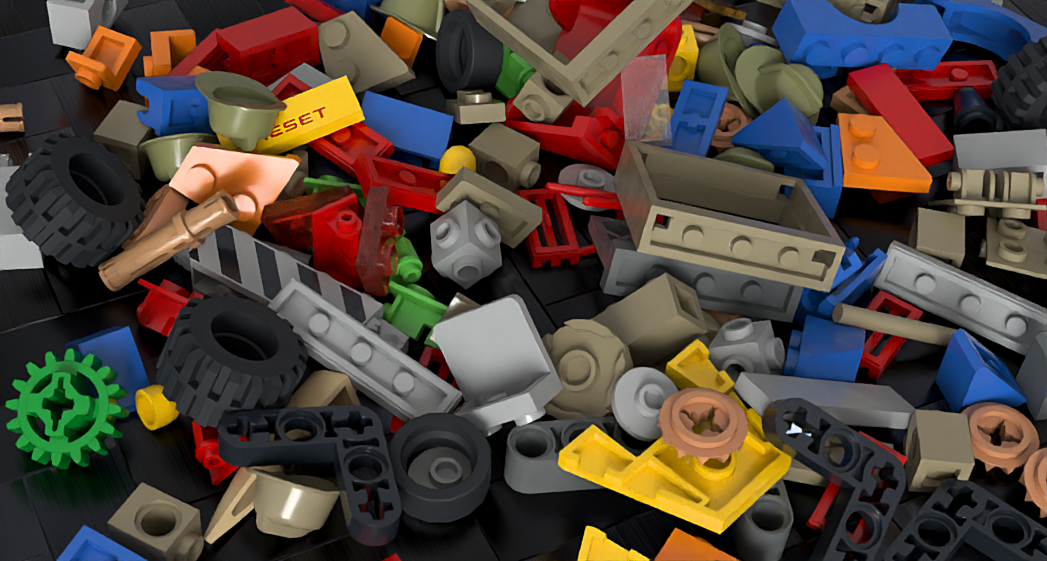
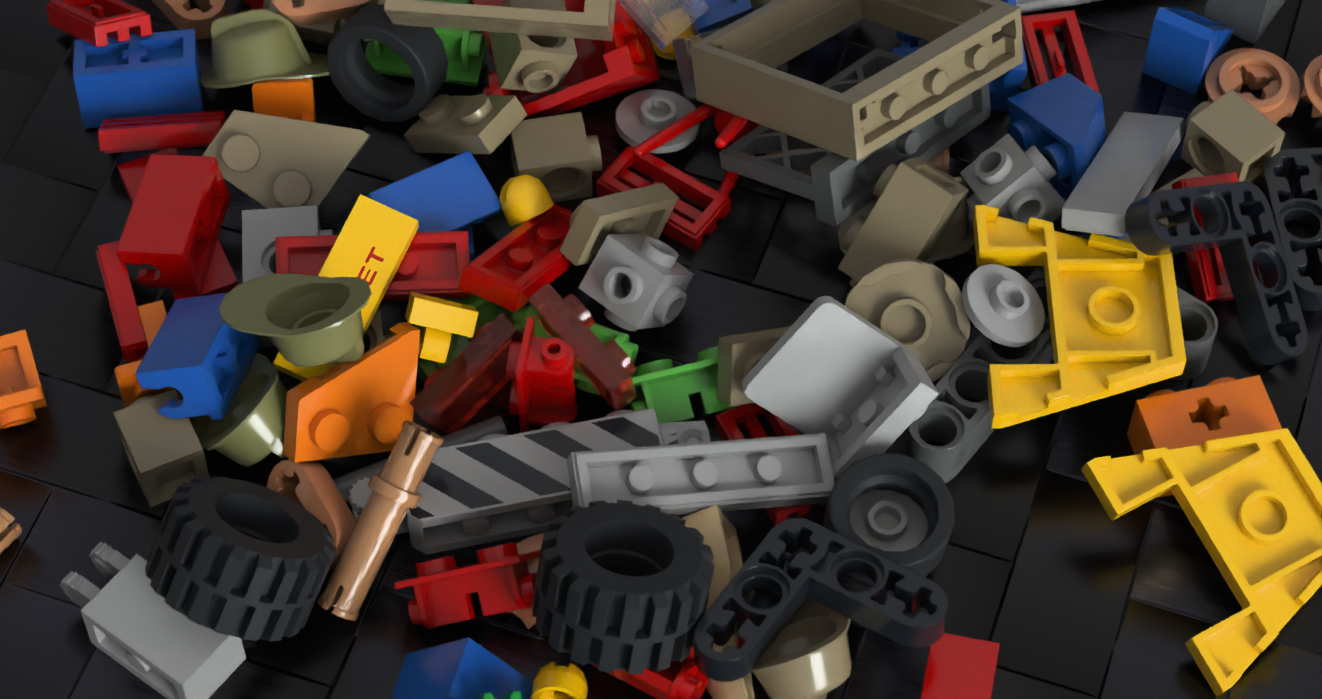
camera: 40 degrees left, 10 degrees up
(168, 51) = (70, 331): orange bracket -> none
(320, 171) = (439, 321): none -> yellow tile
(693, 407) = (1100, 269): nougat gear -> none
(892, 324) = (1081, 44): dark tan bar -> none

